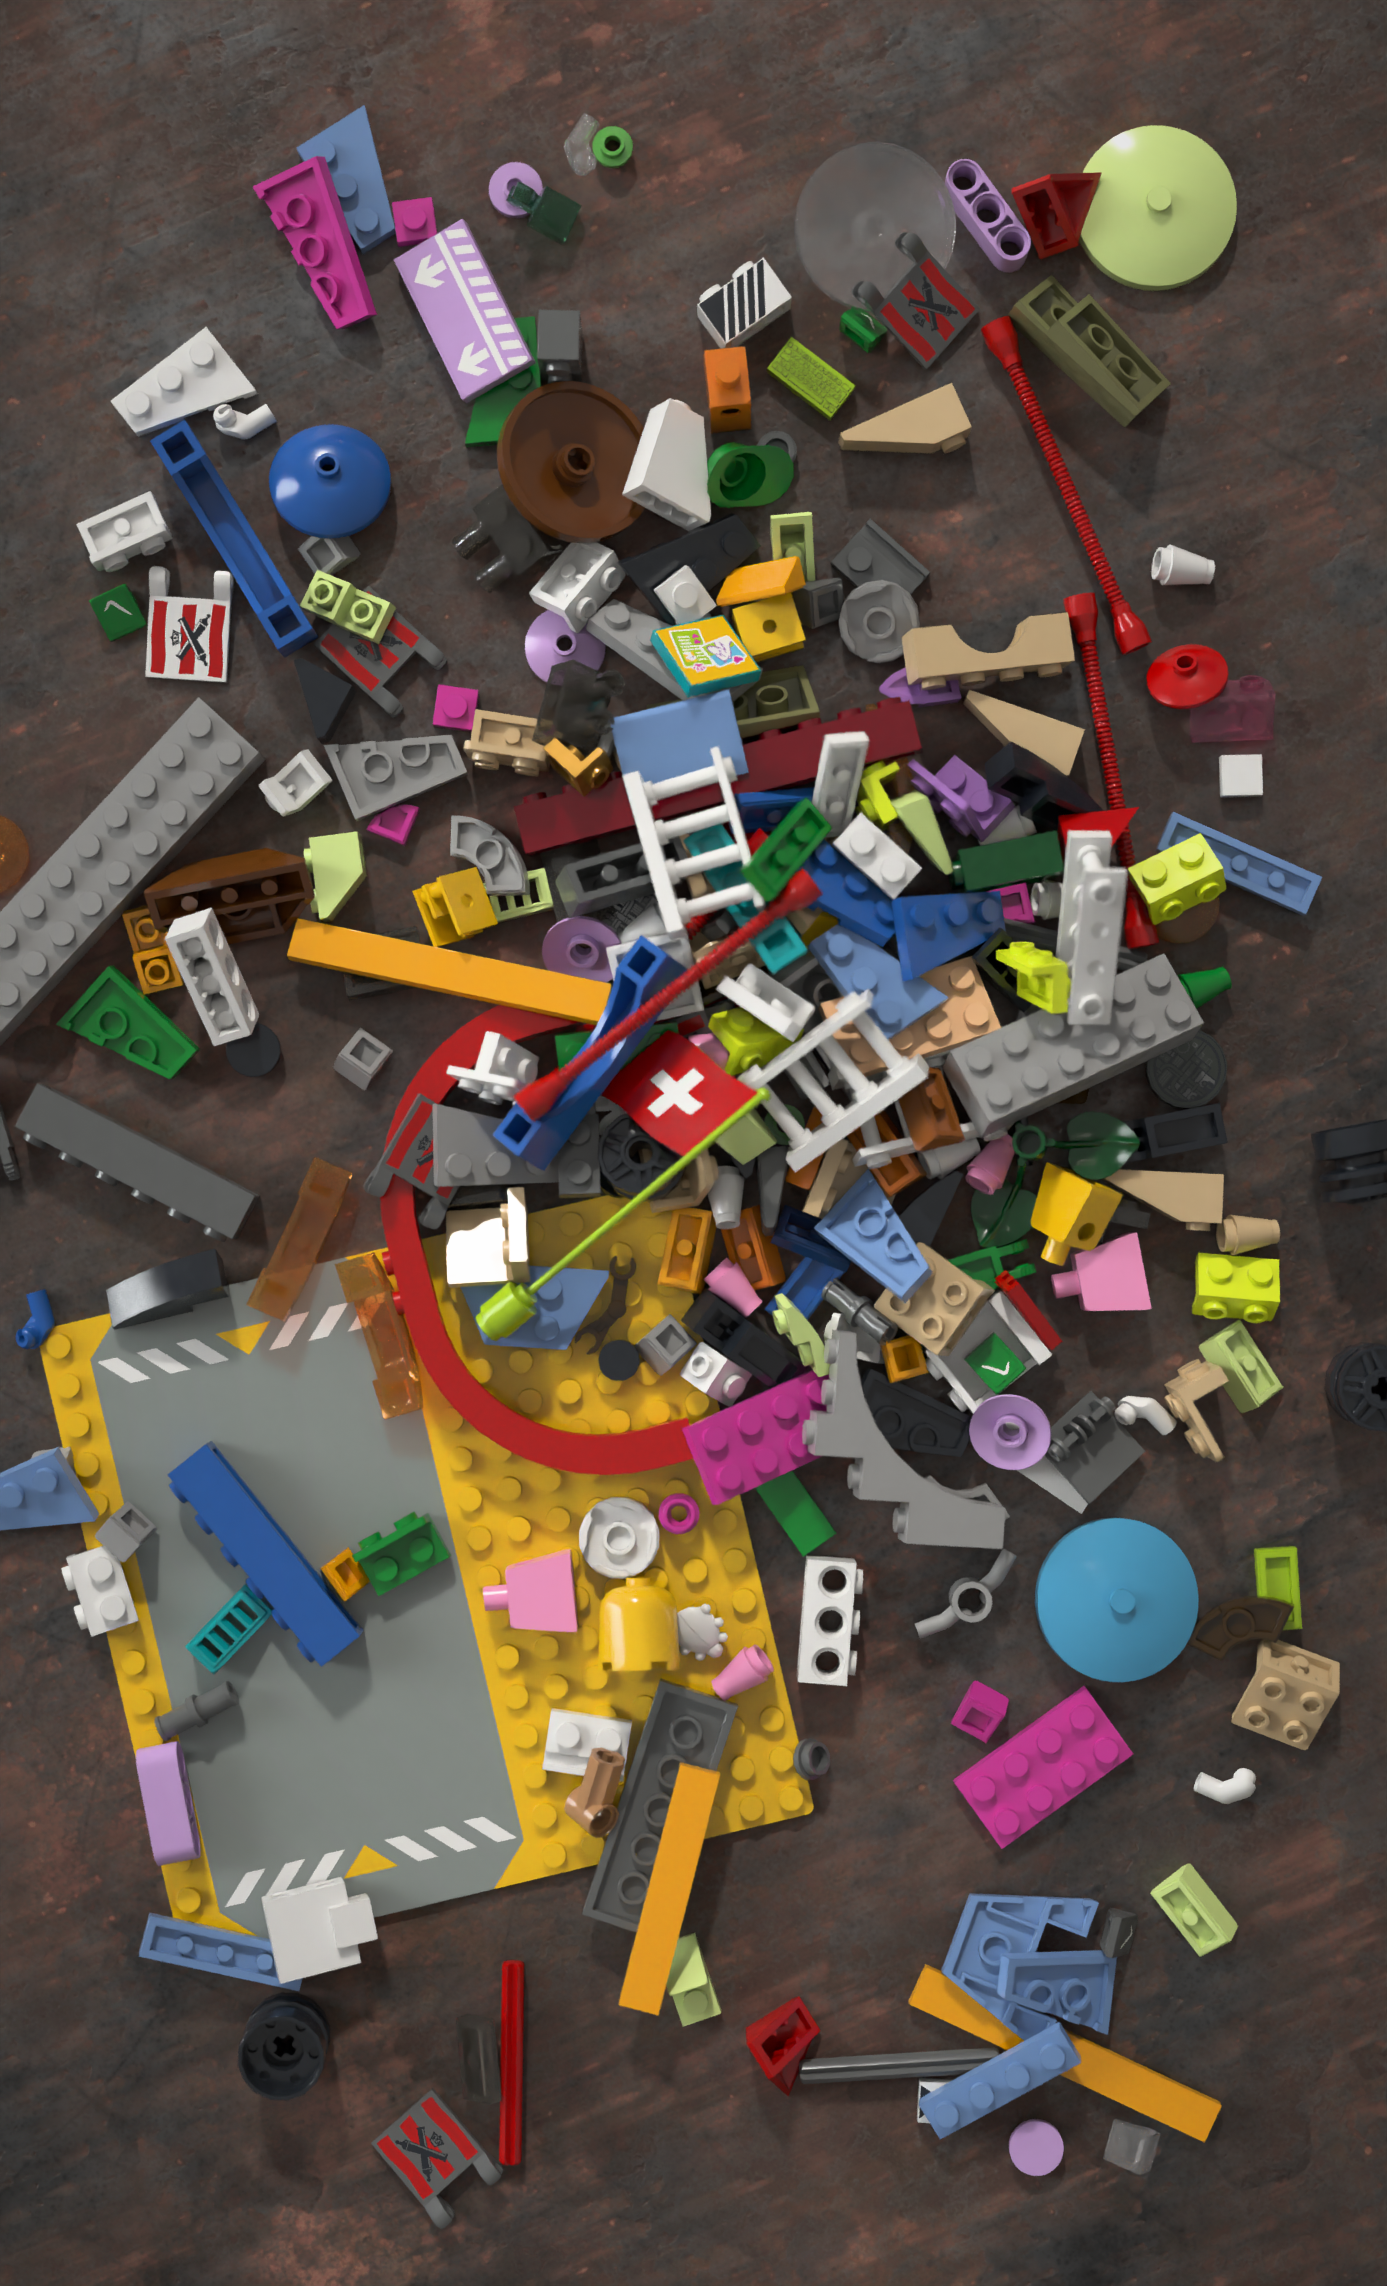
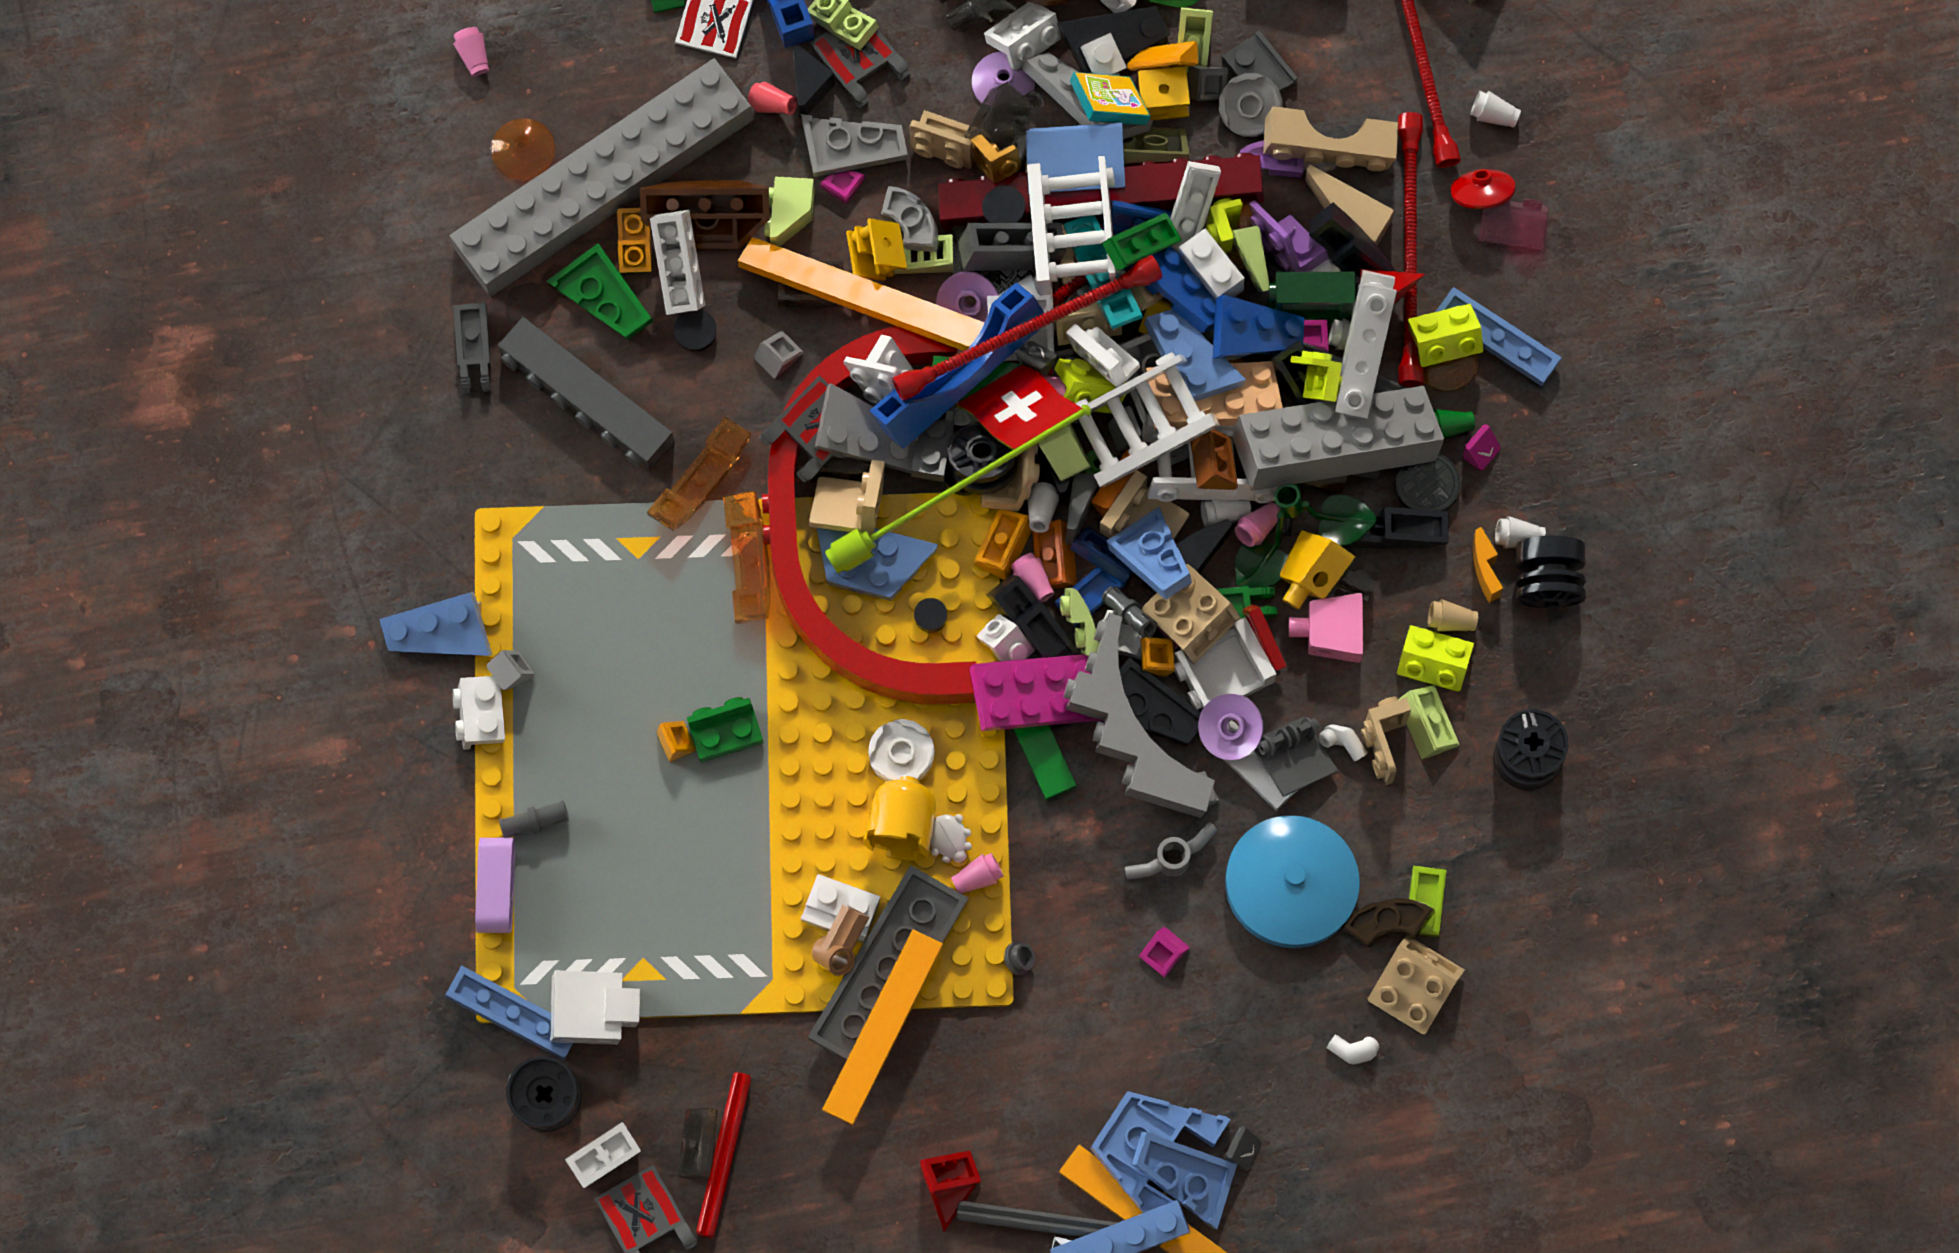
camera: 15 degrees right, 15 degrees down
(39, 1324) = (480, 503): blue arm -> none
(168, 1289) = (587, 493): black slope -> none
(203, 1654) = (571, 778): teal slope -> none
(265, 1553) = (617, 707): blue brick -> none
(280, 732) = (770, 99): none -> coral cone
(295, 784) = (773, 139): white bracket -> none
(368, 2096) = (602, 1155): none -> white hinge
(455, 708) = (908, 107): dark pink plate -> none
(538, 1594) = (827, 779): bright pink torso -> none
(602, 826) = (1004, 205): none -> black piece
(615, 1309) = (936, 576): dark brown piece -> none
(665, 1345) = (969, 611): light grey slope -> none
(679, 1526) = (953, 732): dark pink plate -> none
(683, 1018) = (1036, 357): none -> dark grey slope
(691, 1983) = (883, 1119): yellowish green slope -> none
(816, 1639) = (1051, 833): white brick -> none
(903, 1169) = (1178, 513): orange slope -> none
(995, 1363) = (1229, 675): green slope -> none
(1043, 1767) = (1206, 1005): dark pink plate -> none
(1178, 1195) = (1398, 574): tan slope -> none
(1195, 1910) = (1308, 1145): yellowish green slope -> none
(1241, 775) = (1512, 273): white tile -> none
(1243, 1011) = (1481, 448): none -> dark pink slope
(1271, 1150) = (1485, 556): none -> light orange slope
(1308, 1111) = (1513, 530): none -> white cone

